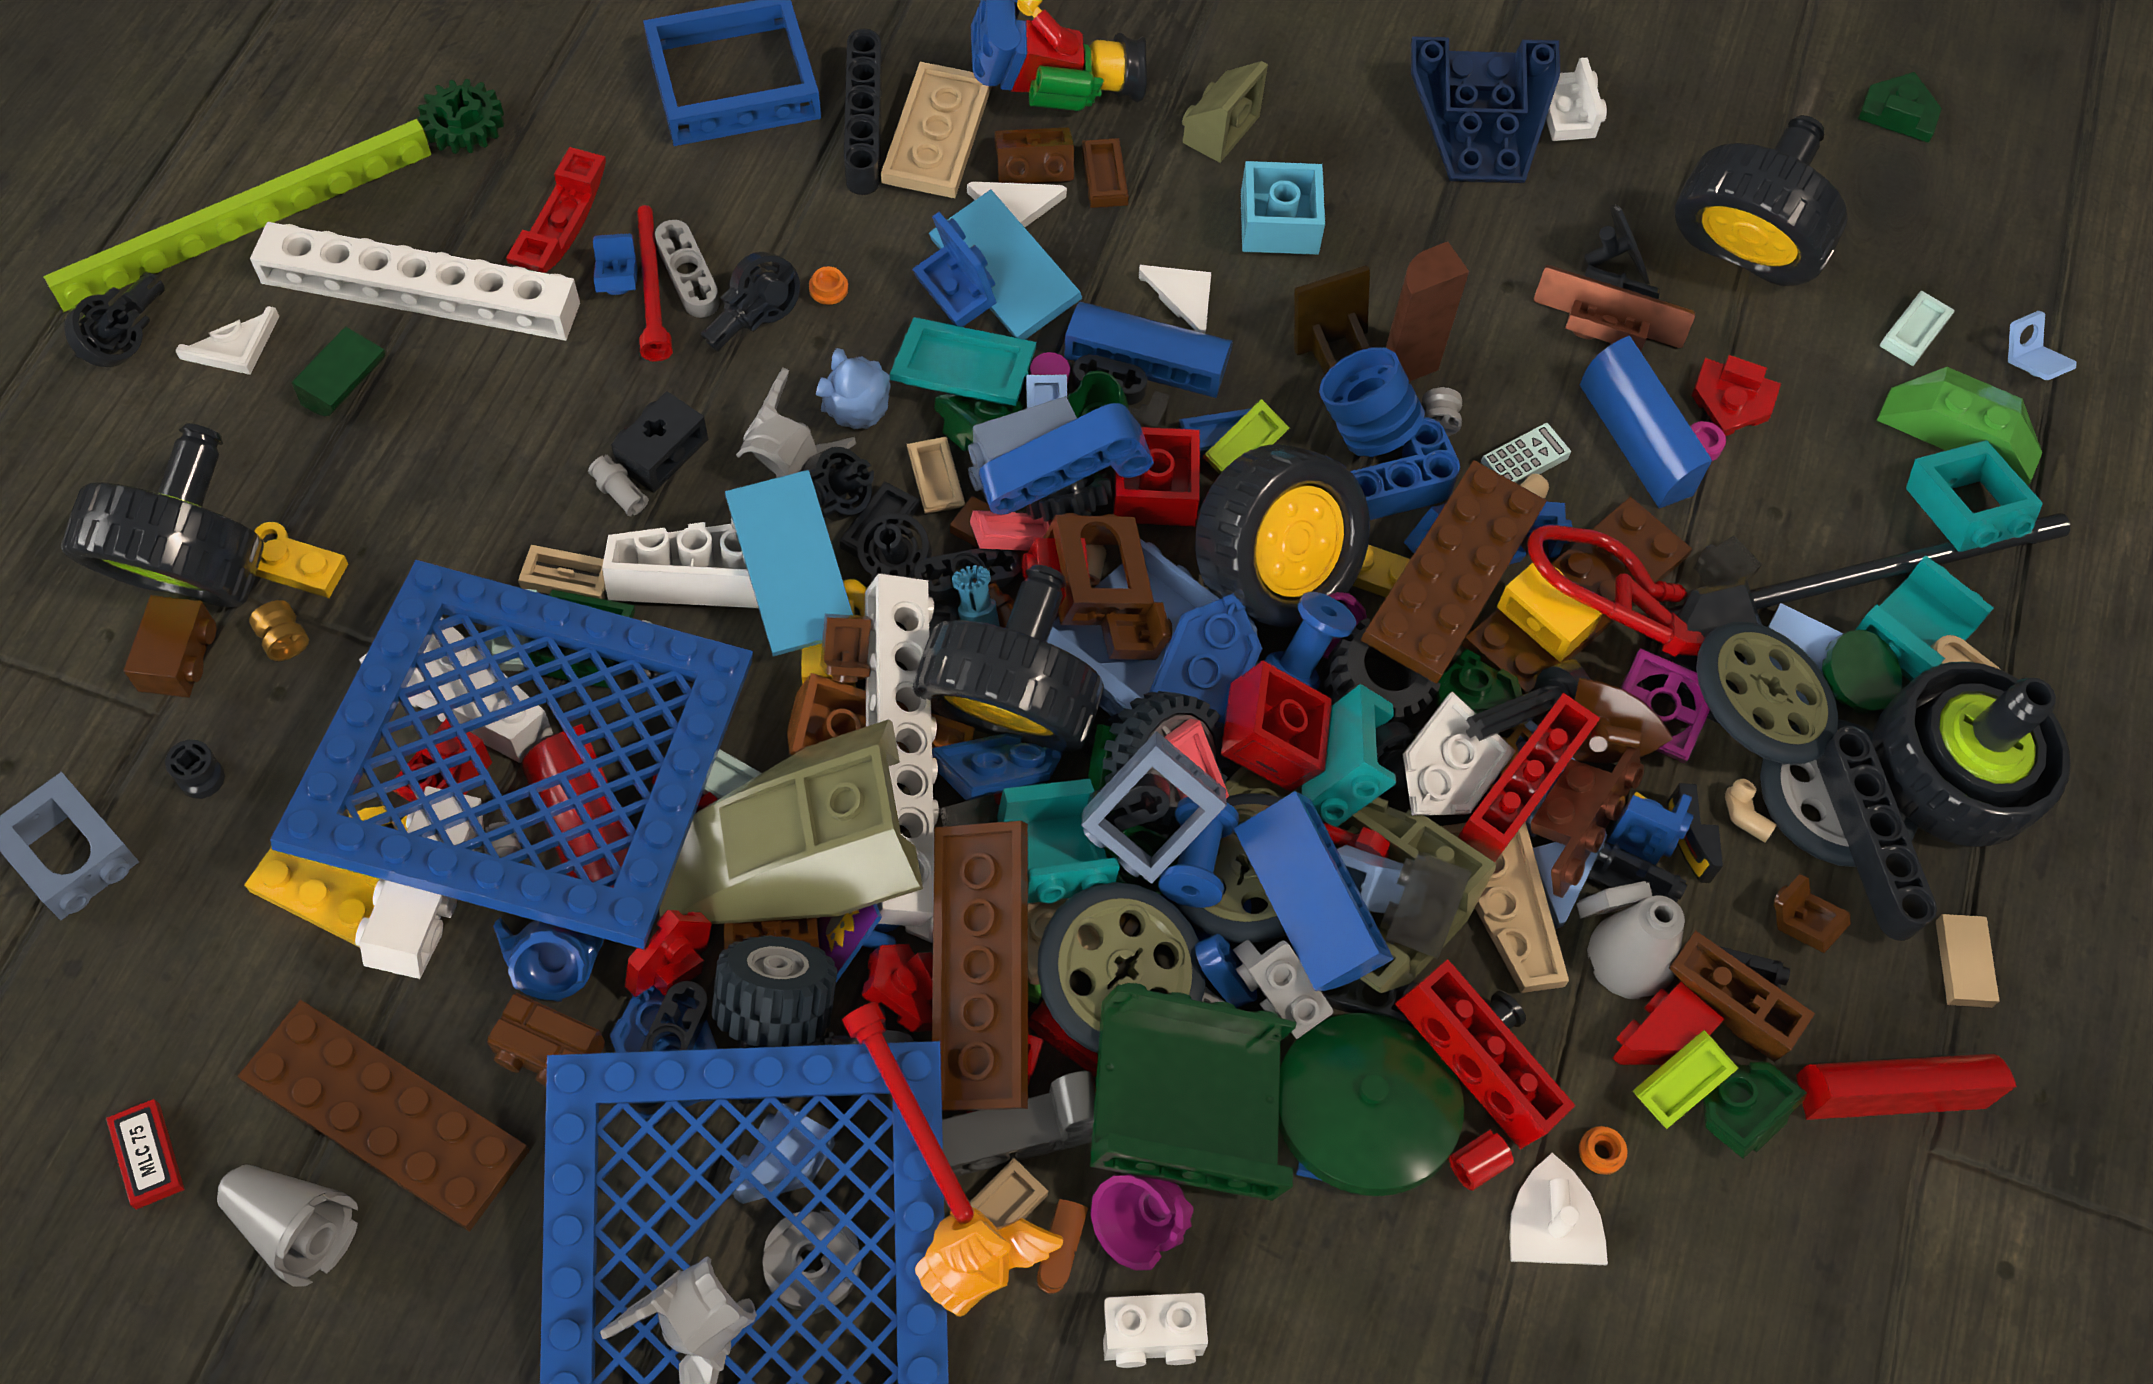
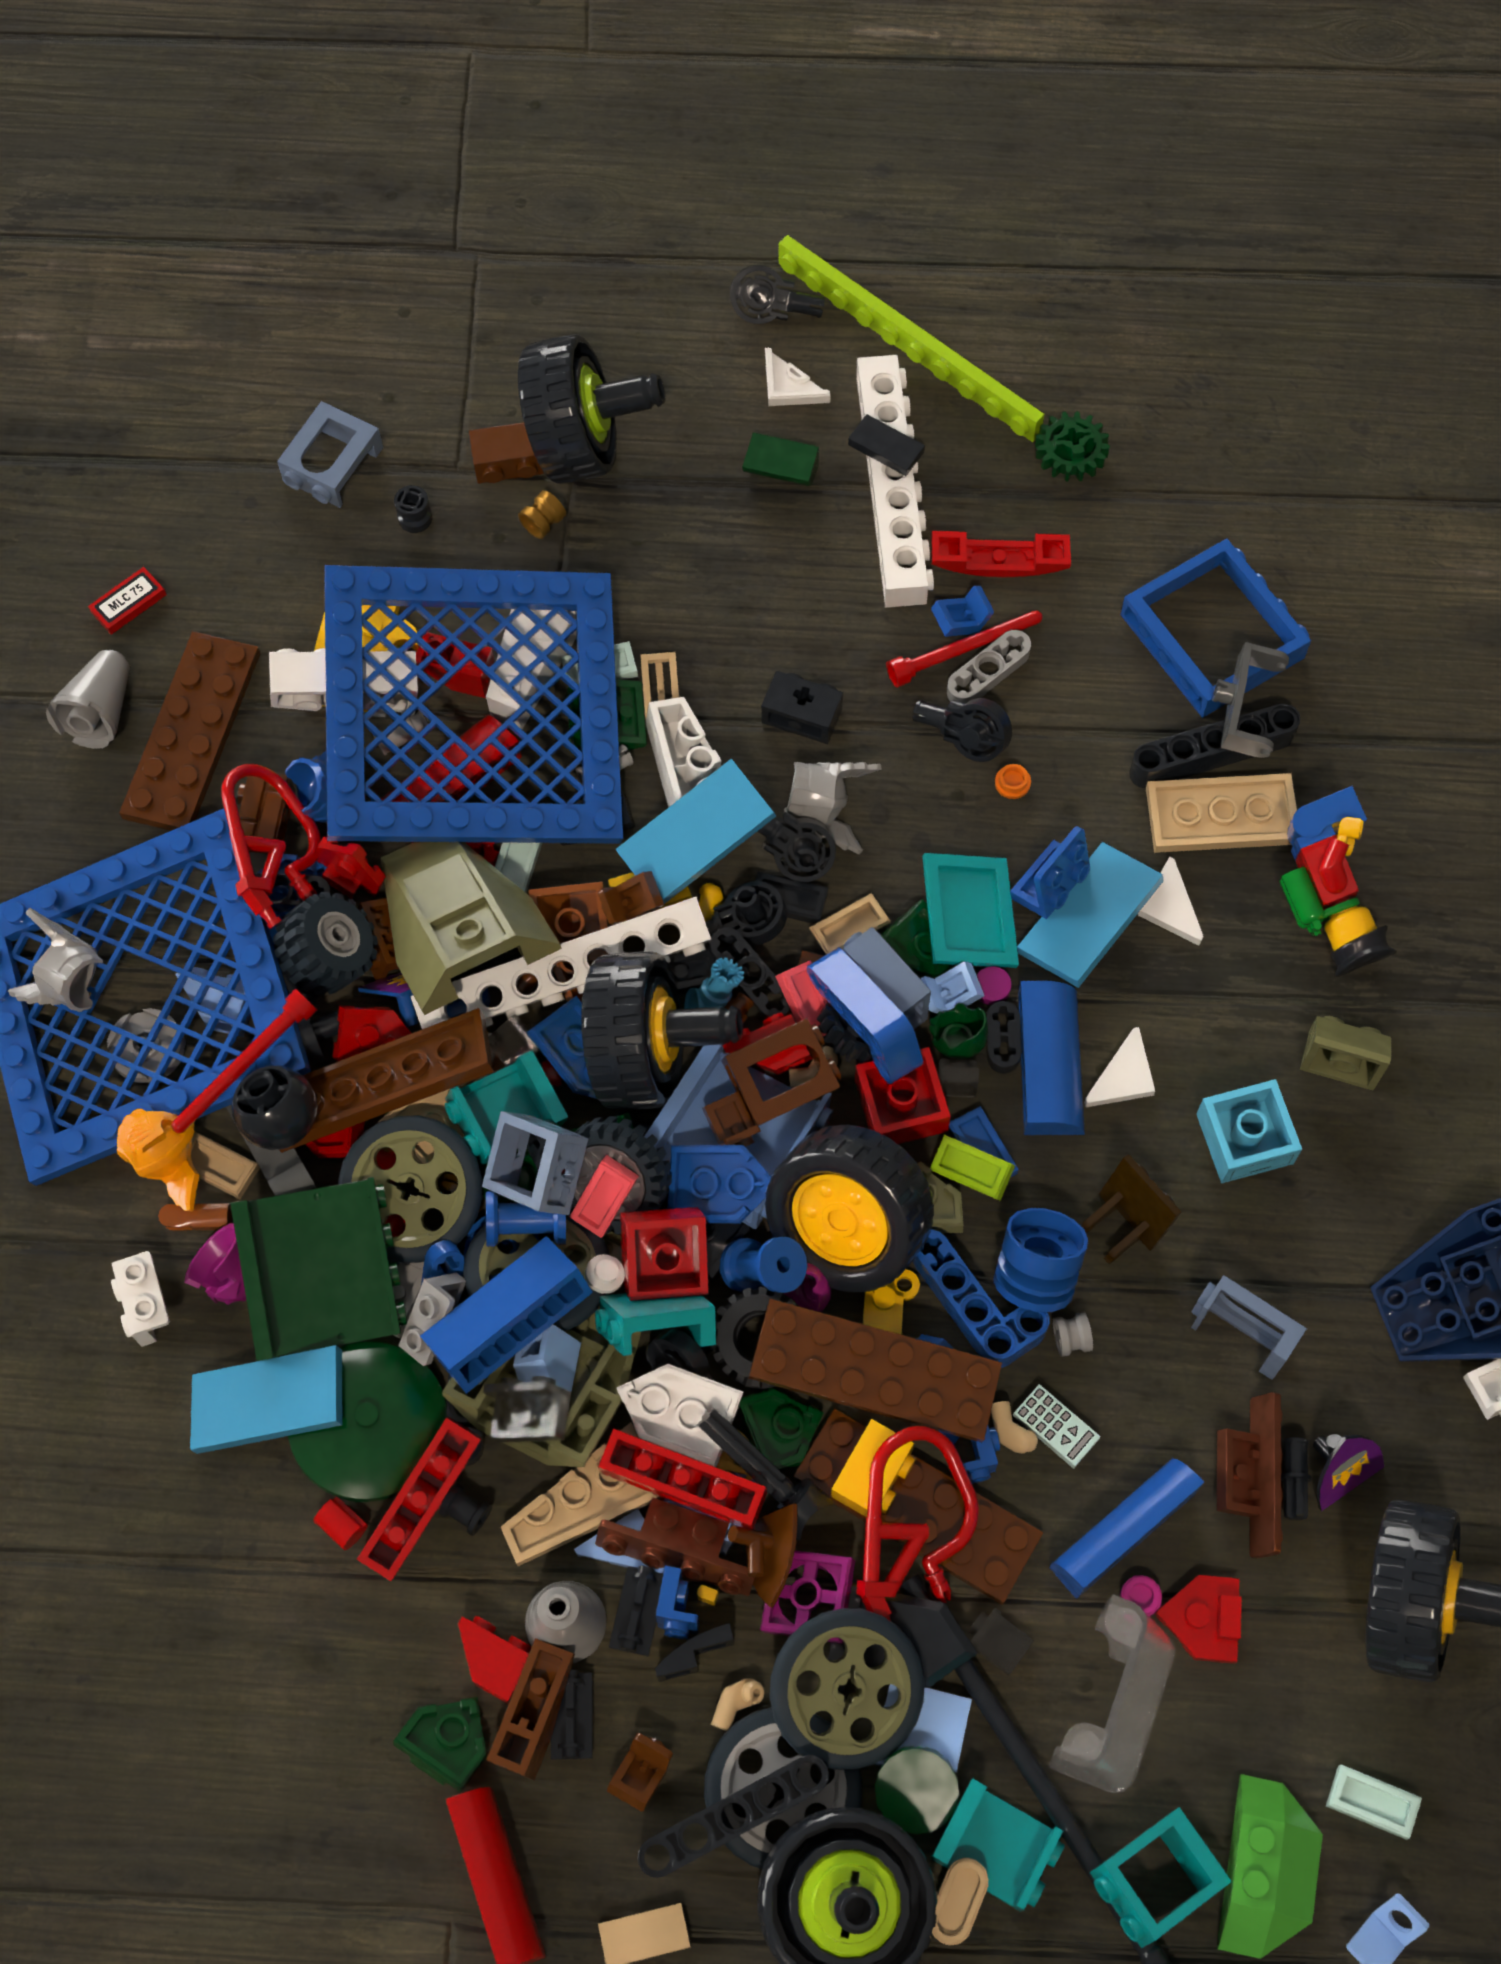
camera: 80 degrees right, 5 degrees up
(299, 563) = (608, 502): yellow hinge -> none
(381, 260) = (886, 445): none -> black tile
(613, 480) = (754, 689): light grey pin -> none
(663, 1036) = (257, 889): none -> red piece
(834, 60) = (1233, 695): none -> dark grey piece
(854, 391) = (897, 832): medium blue animal -> none
(953, 1081) = (274, 1107): none -> black wheel
(1035, 155) = (1229, 901): reddish brown bracket -> none
(1104, 173) = (1238, 969): reddish brown tile -> none
(1277, 787) = (604, 1274): none -> white plate
(1326, 1216) = (266, 1399): none -> dark azure tile
(1367, 840) = (586, 1352): red bar -> none
(1427, 309) = (1134, 1270): copper brick -> none
(1504, 251) = (1280, 1345): none -> sand blue panel
(1556, 1219) = (312, 1600): white shield -> none
(1612, 1141) = (365, 1619): orange plate -> none
(1613, 899) = (594, 1583): light grey tile -> none
(1685, 1079) = (447, 1678): lime tile -> none
(1810, 469) = (1113, 1755): none -> clear windscreen

